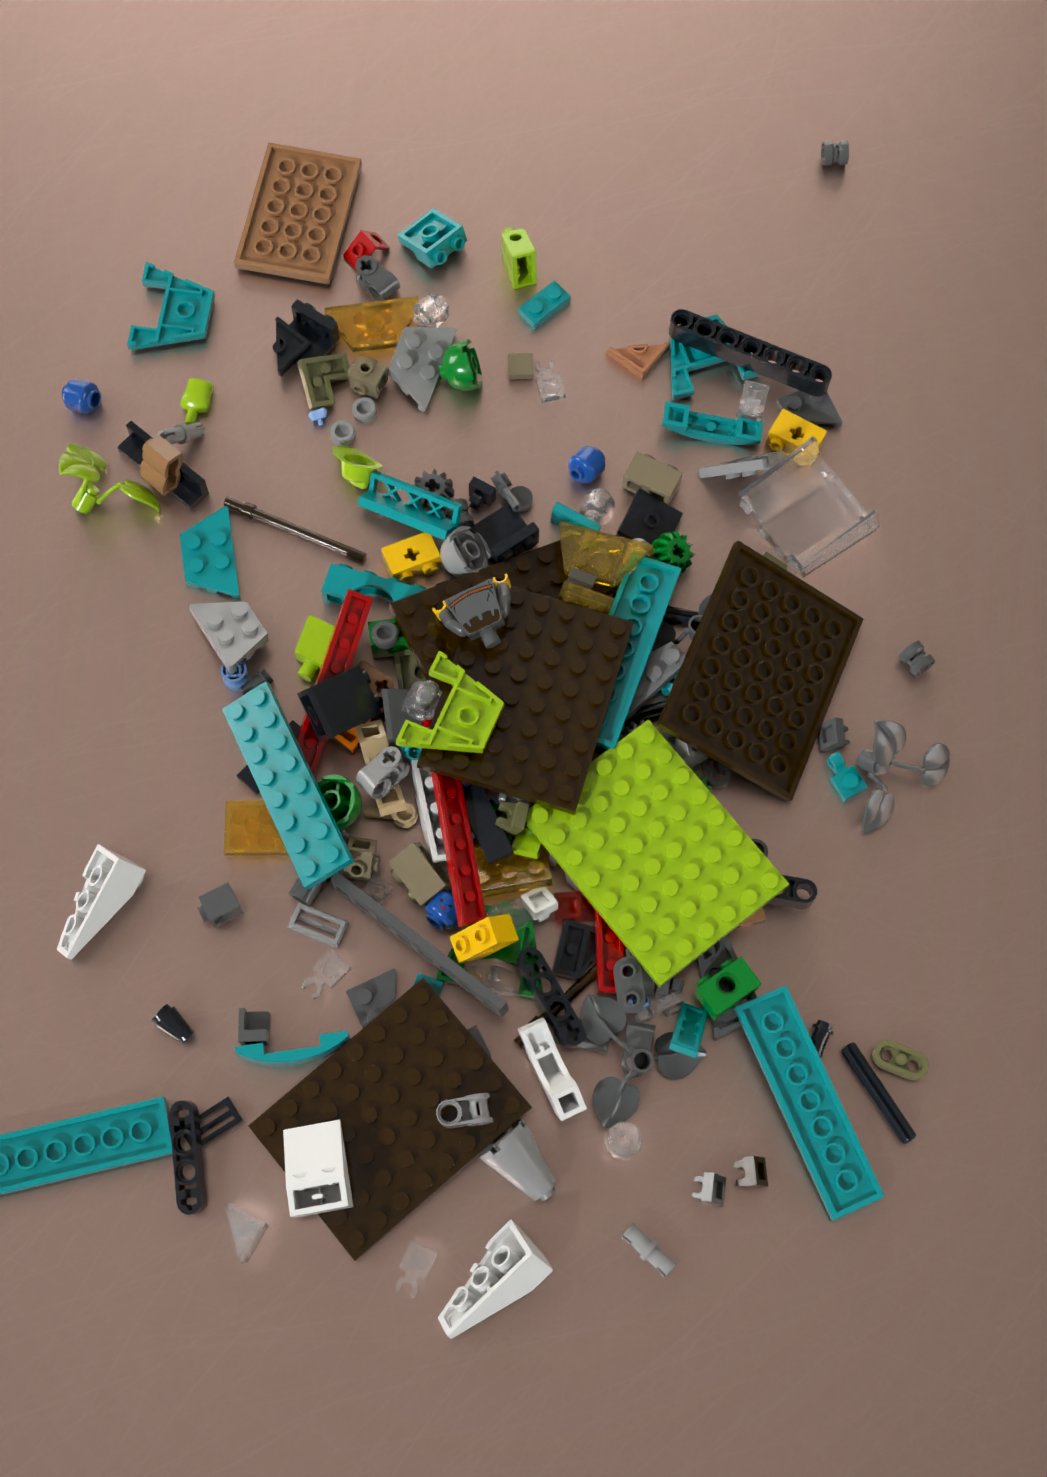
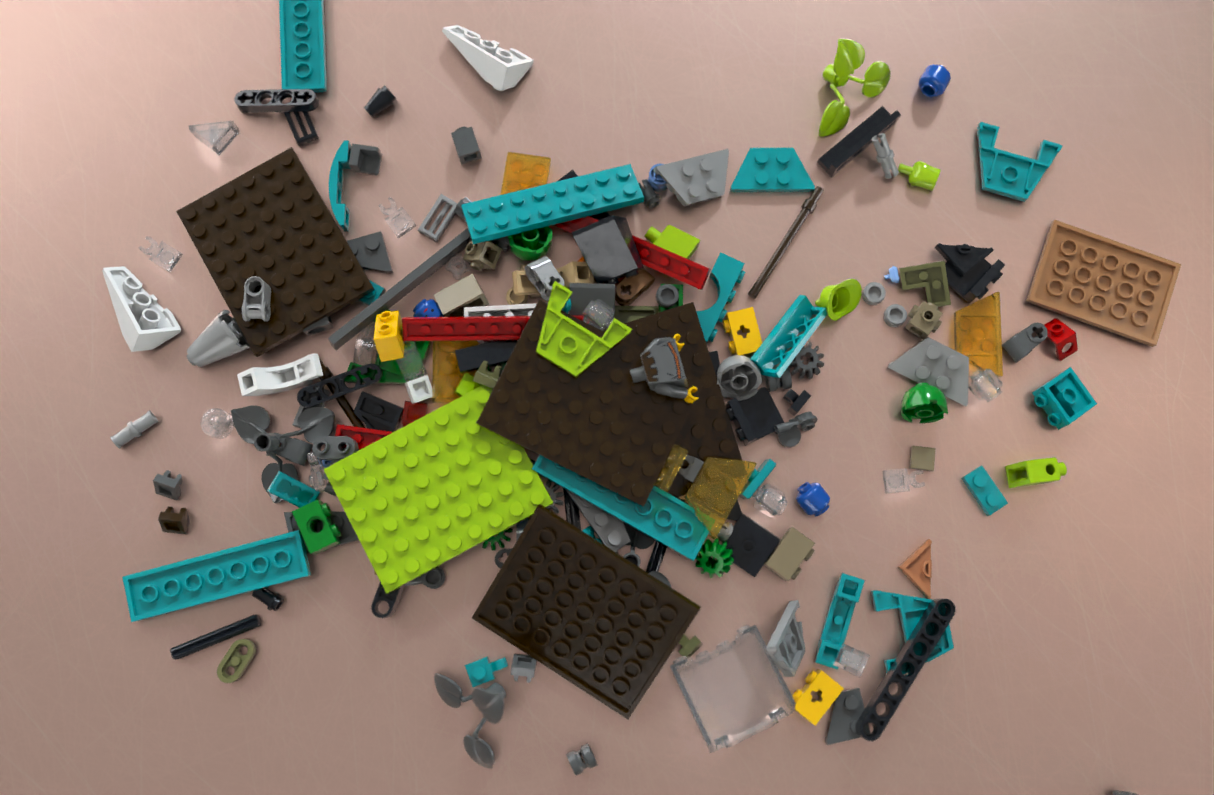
camera: 100 degrees right, 10 degrees up
(161, 465) = (853, 133): medium nougat brick -> none
(316, 1169) = (238, 186): white slope -> none

